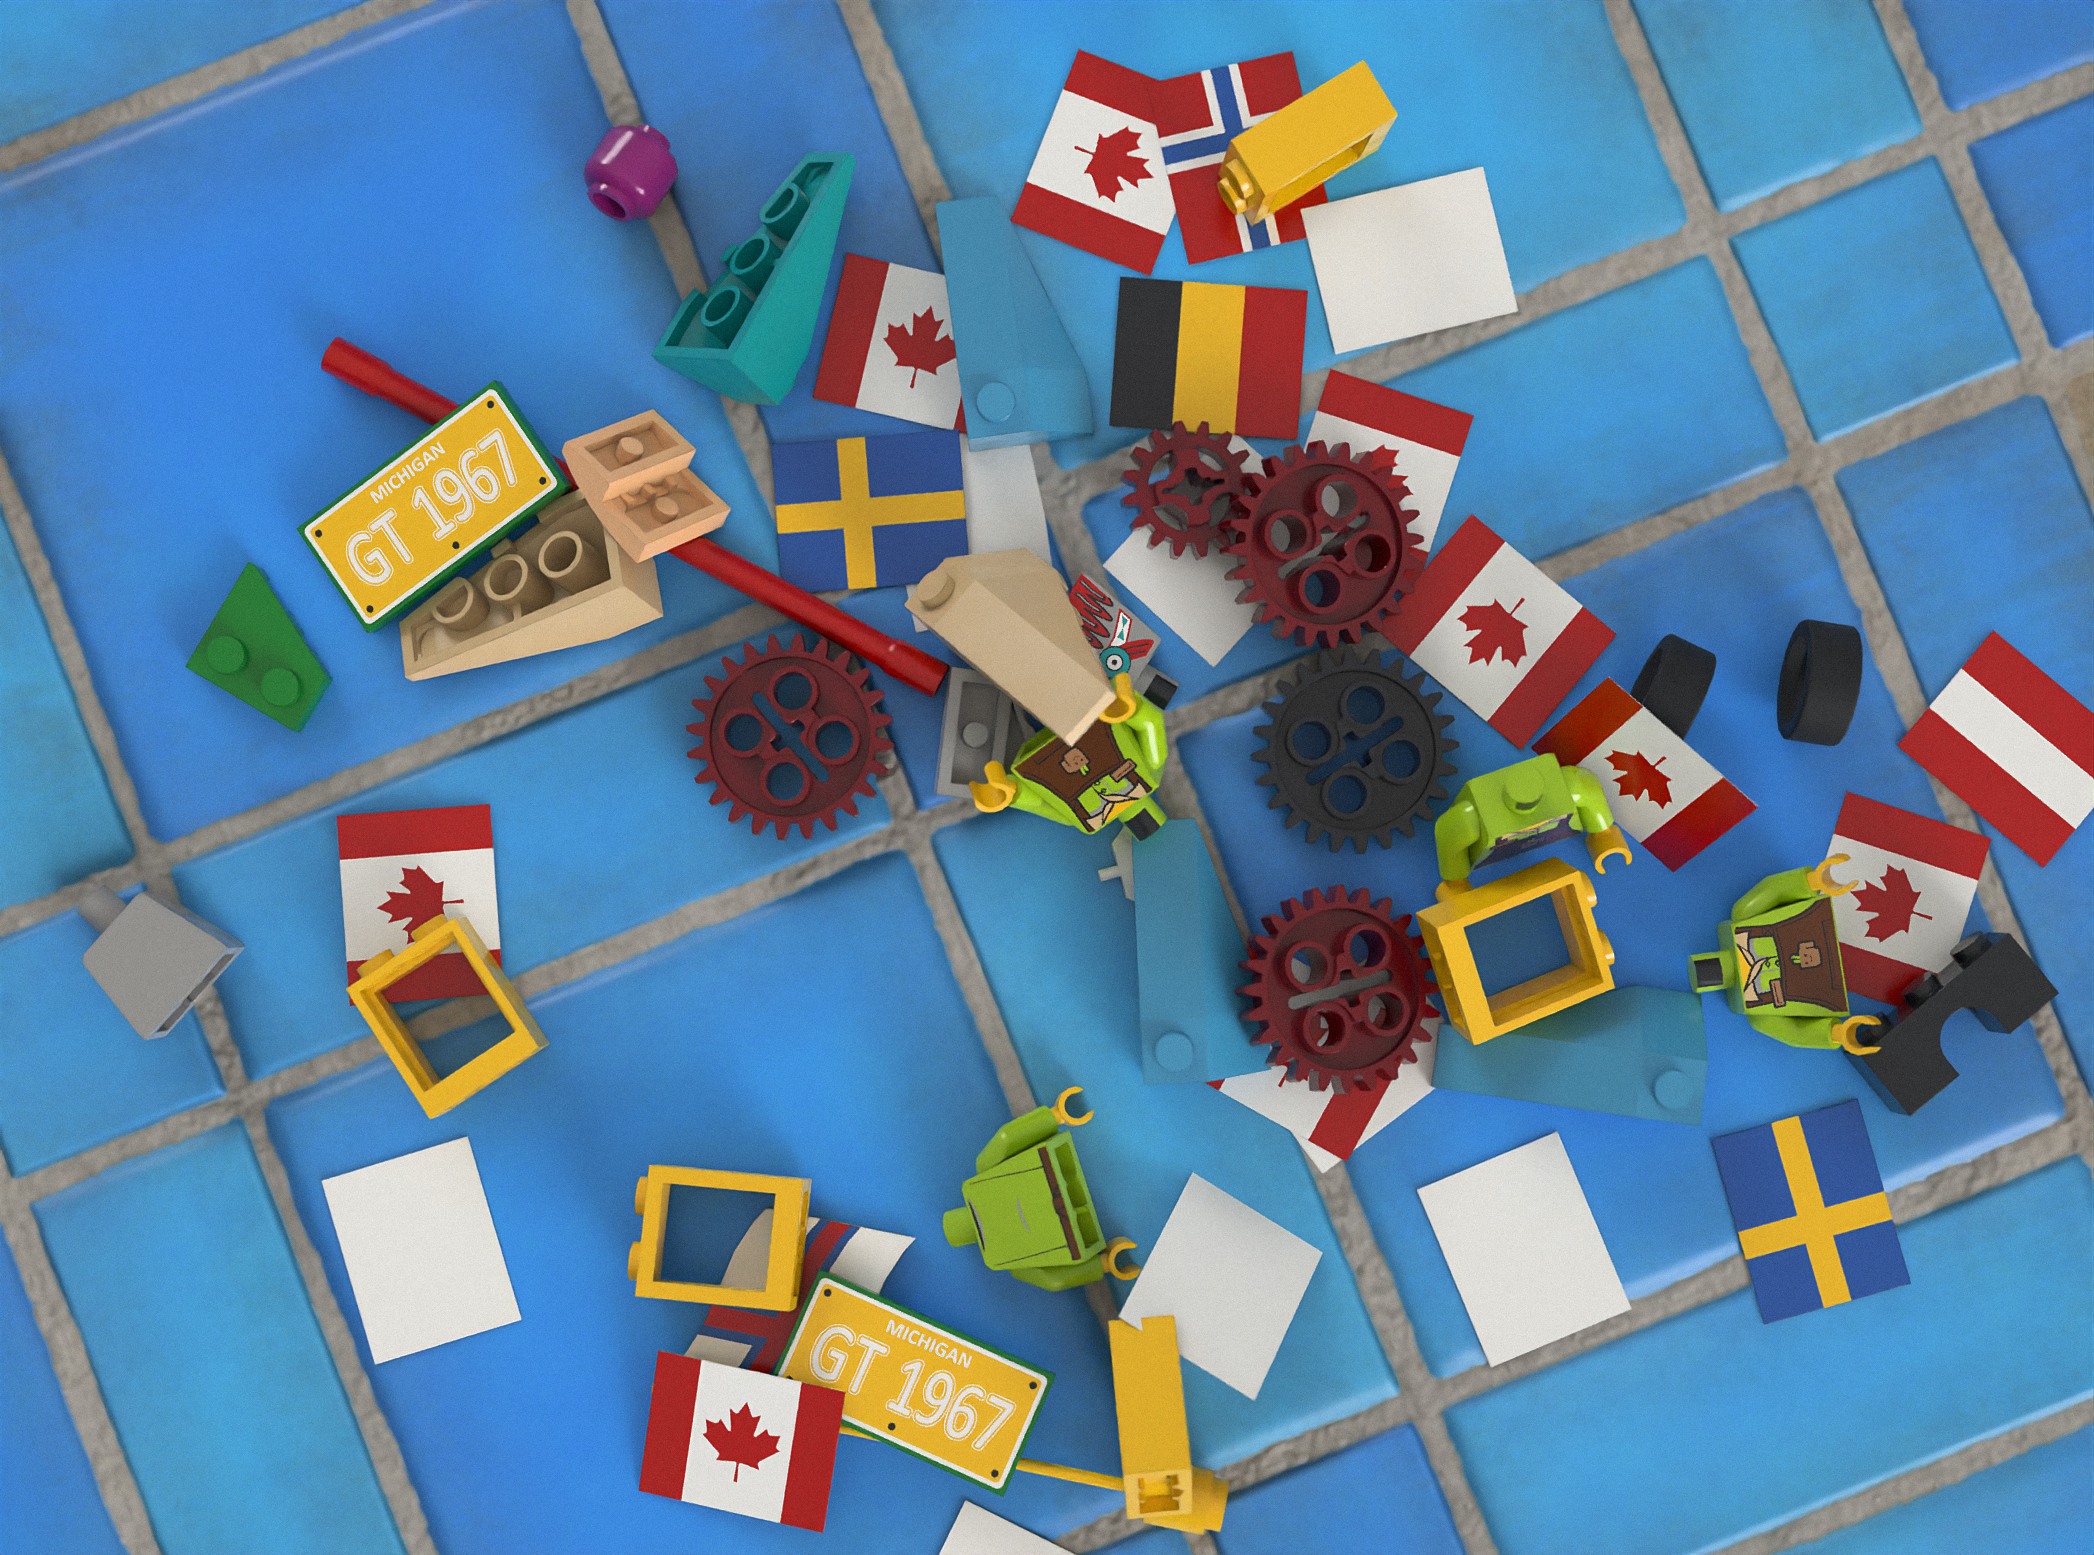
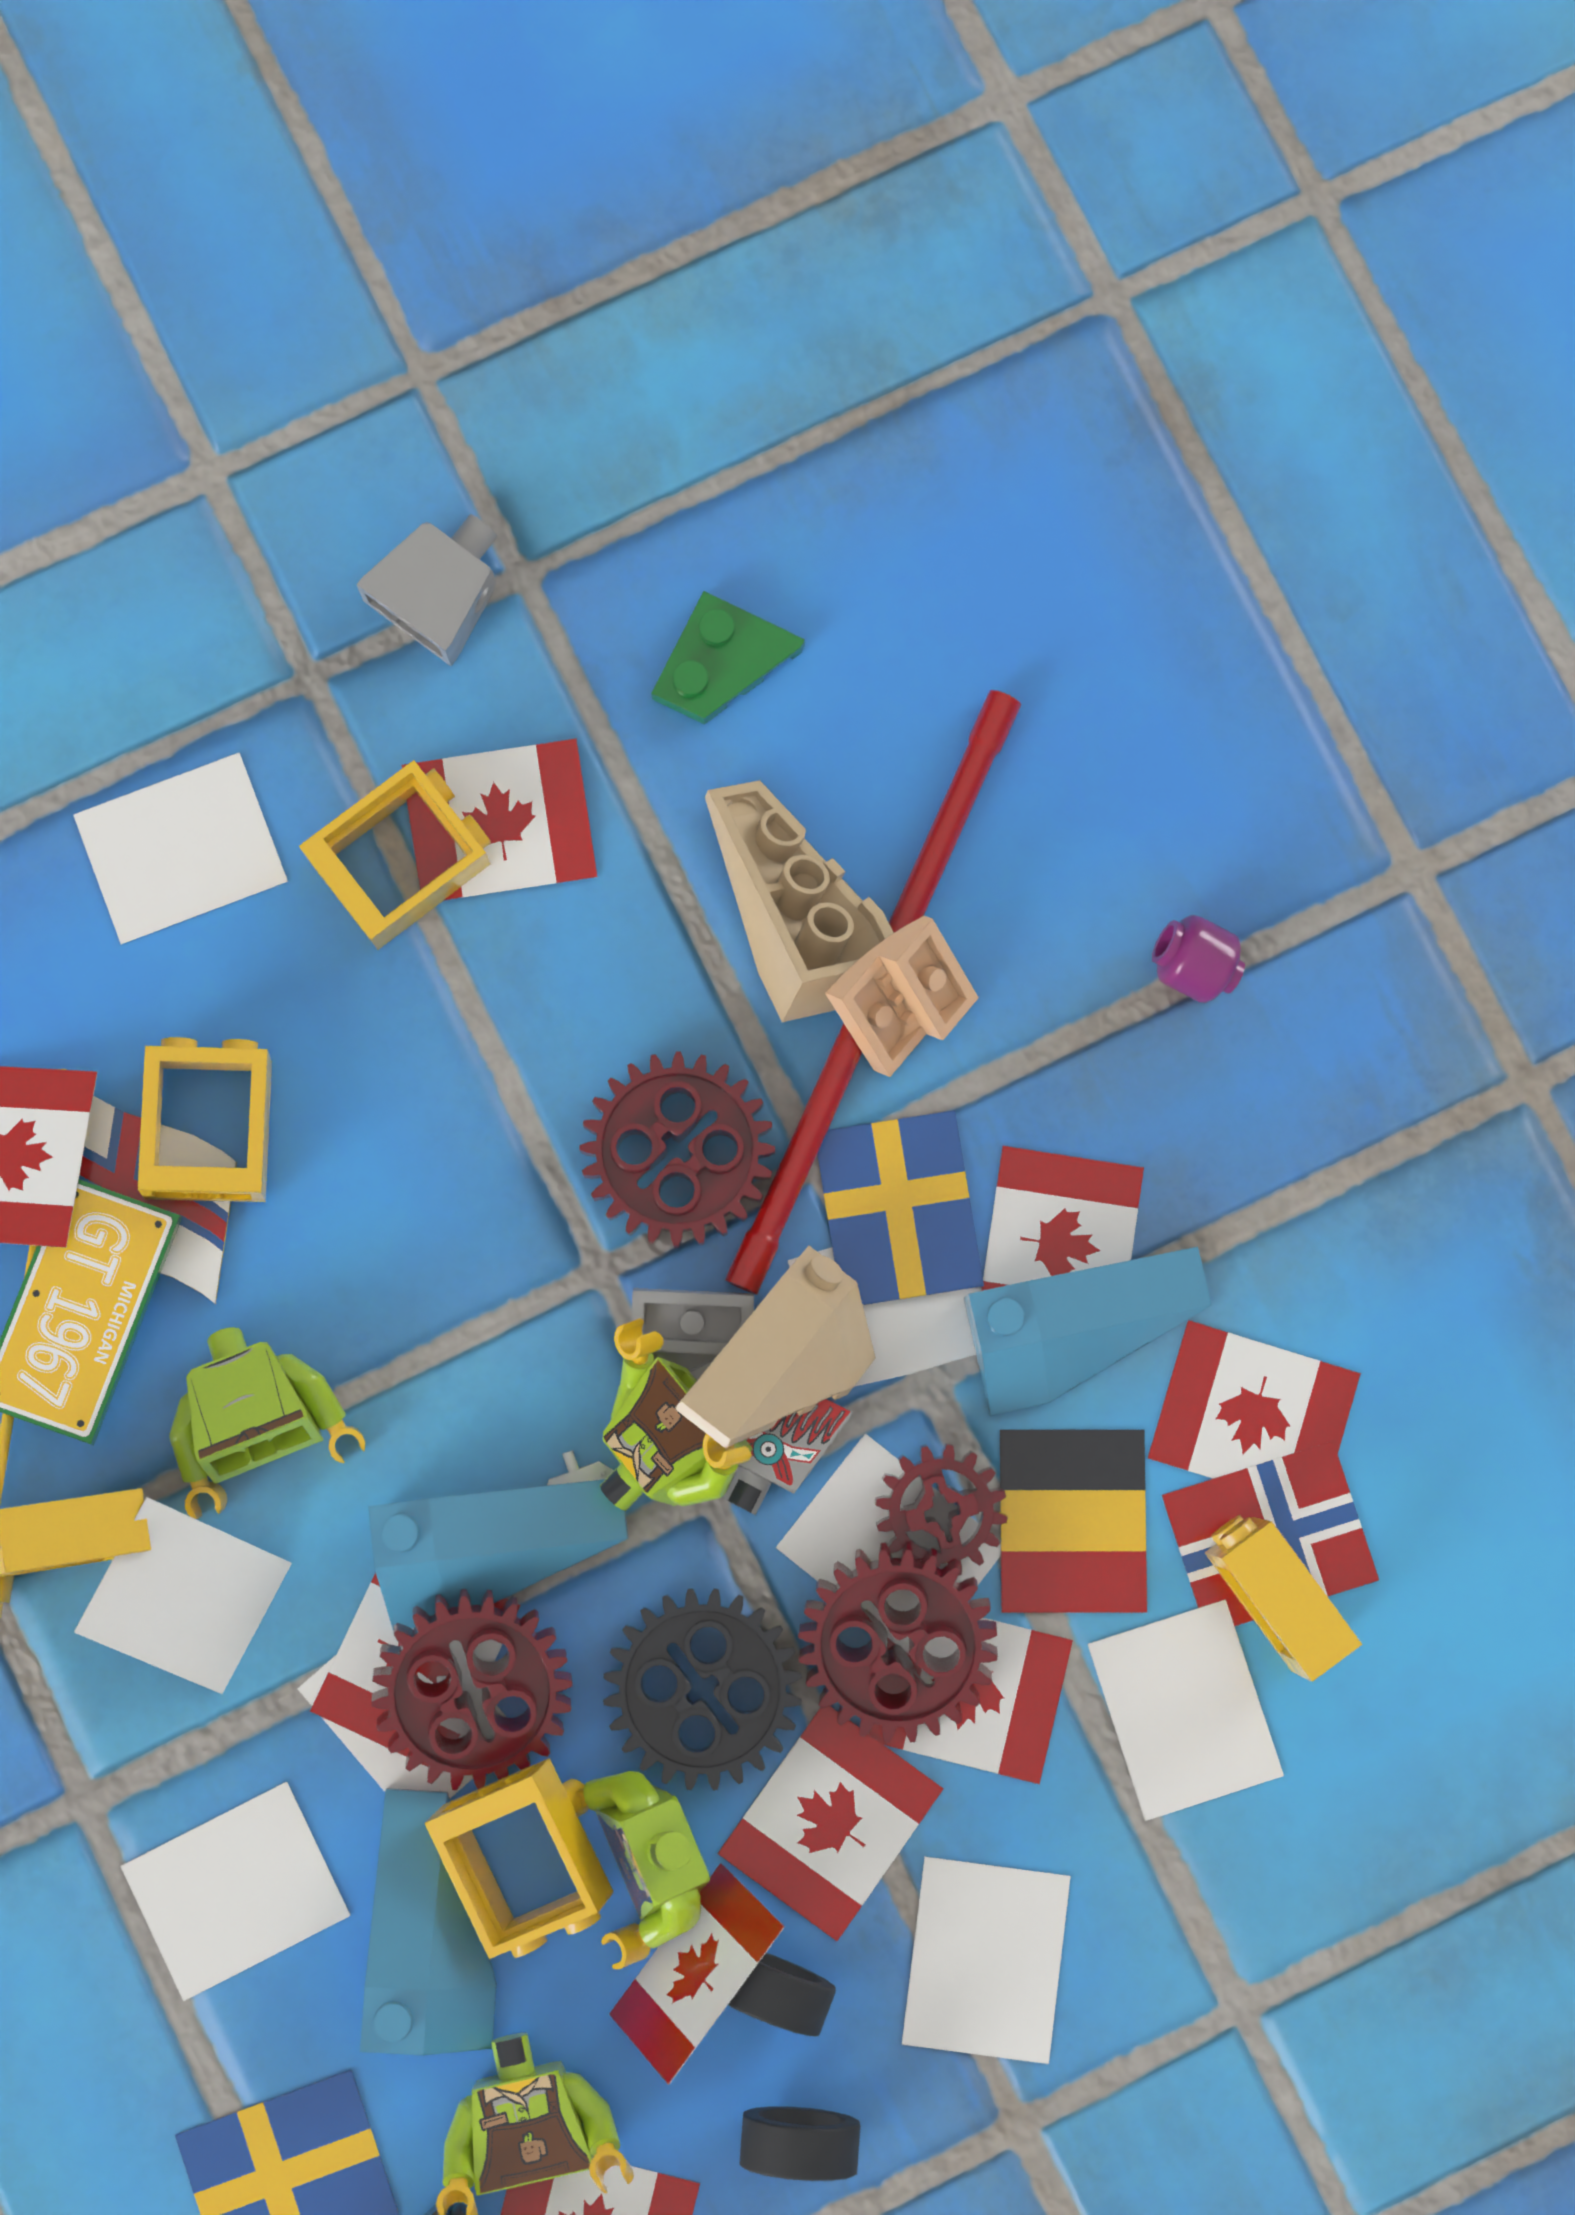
camera: 80 degrees right, 5 degrees down
(434, 507) = (868, 804): tile -> none
(763, 308) = (1080, 1091): teal wedge -> none
(1645, 484) = (986, 1960): none -> white sticker

